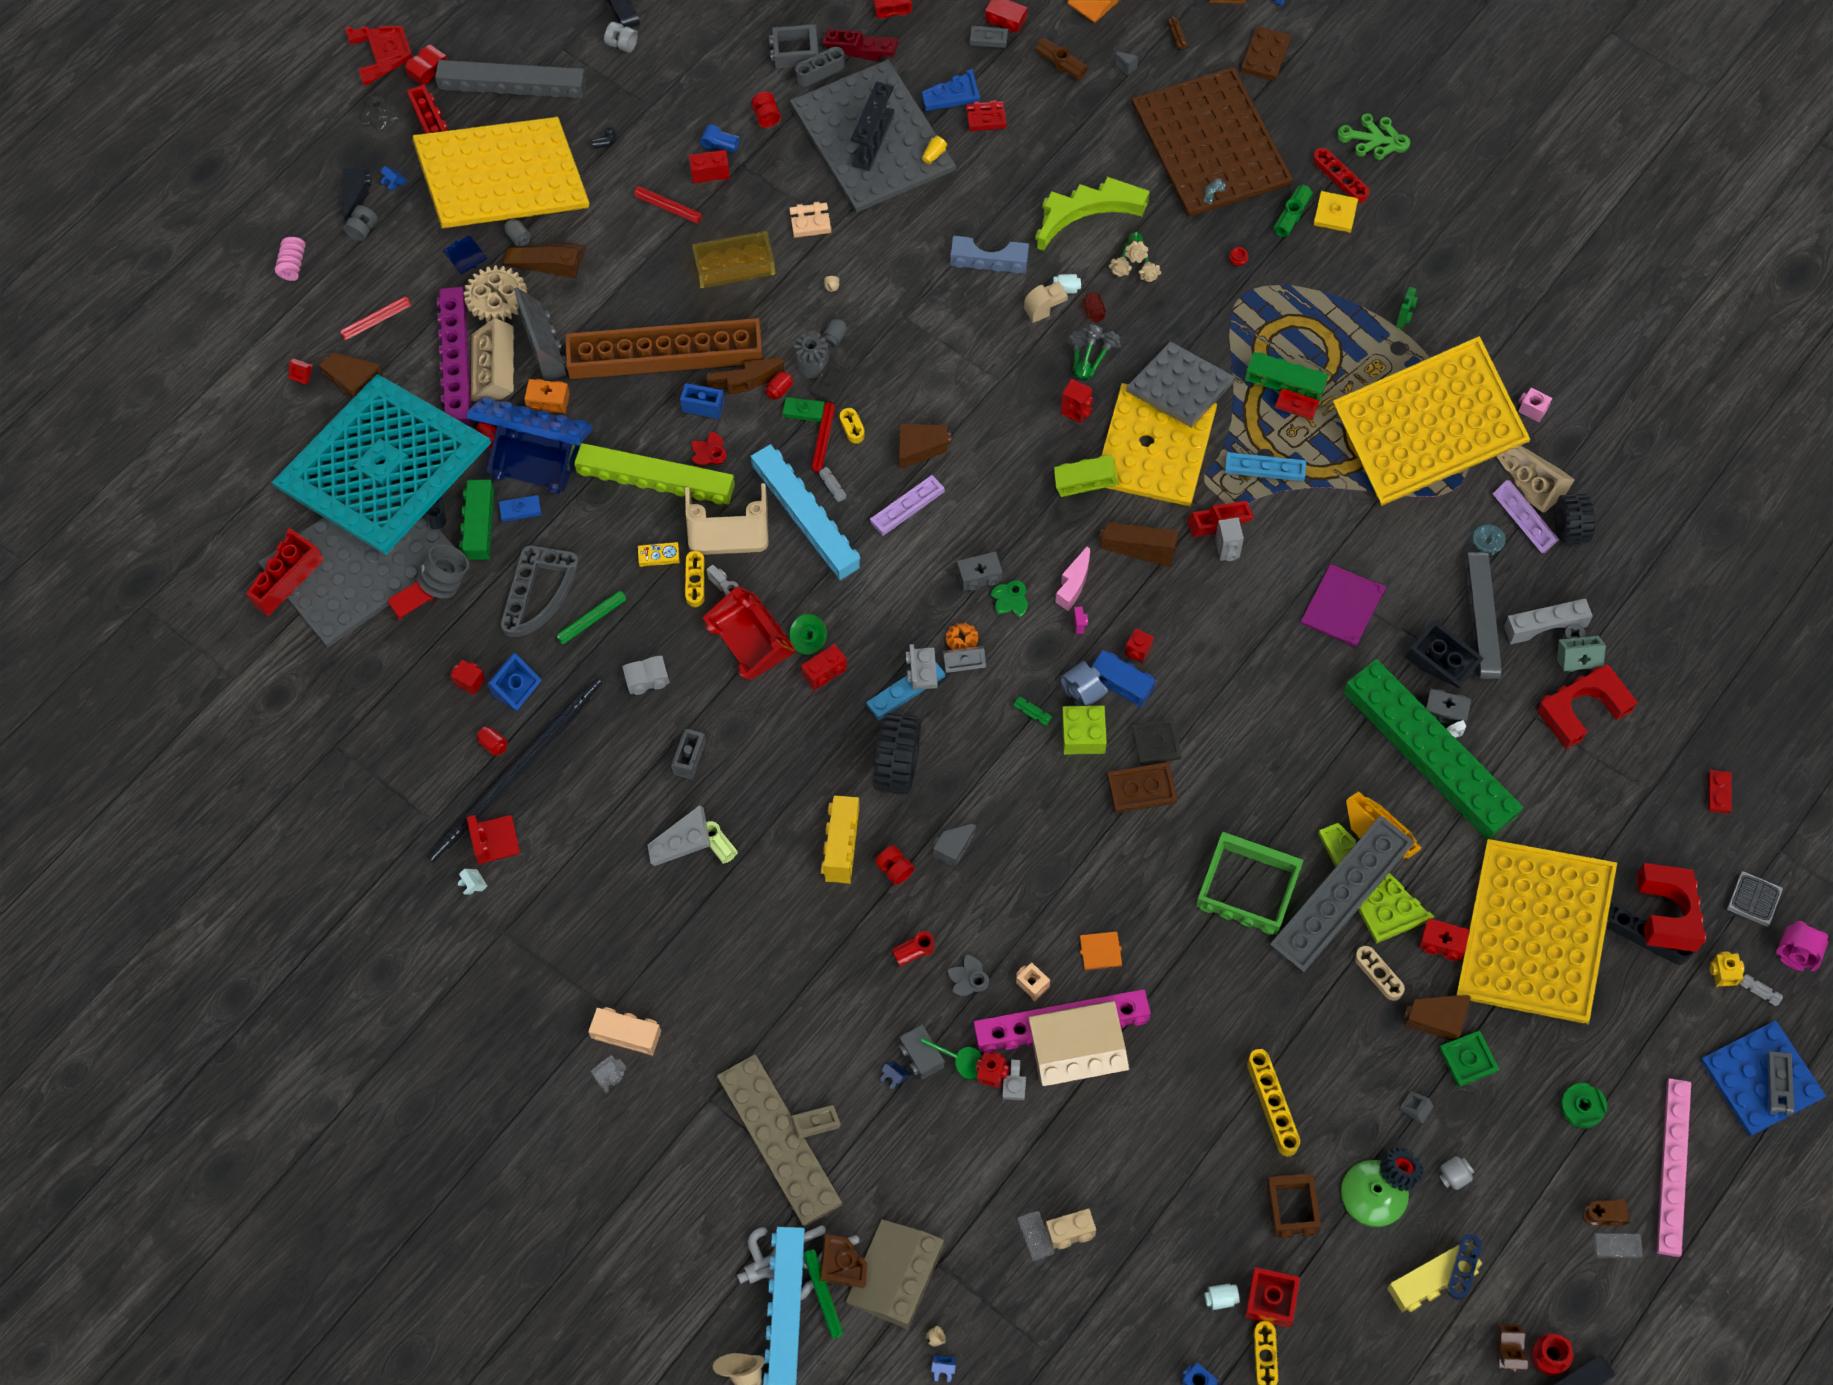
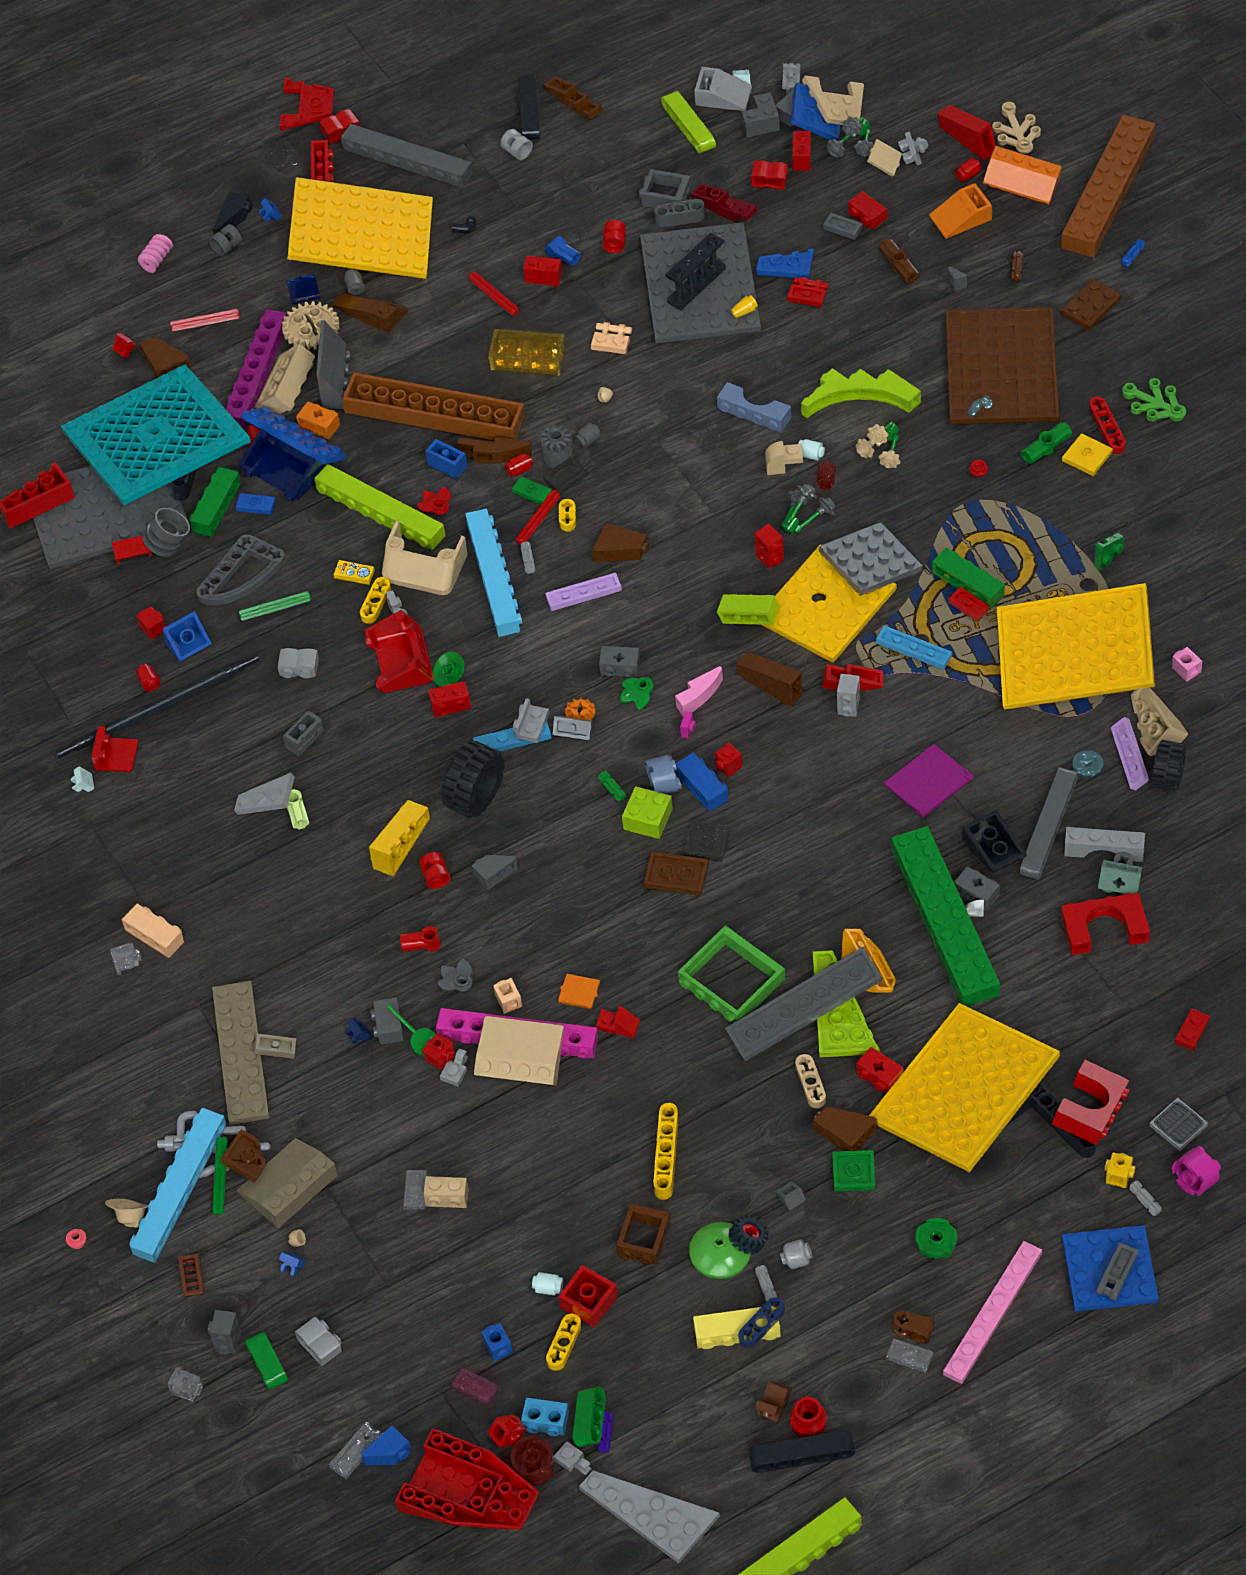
camera: 25 degrees right, 10 degrees down
(1157, 974) = (618, 1023): none -> red slope
(1439, 1216) = (765, 1282): none -> light grey axle

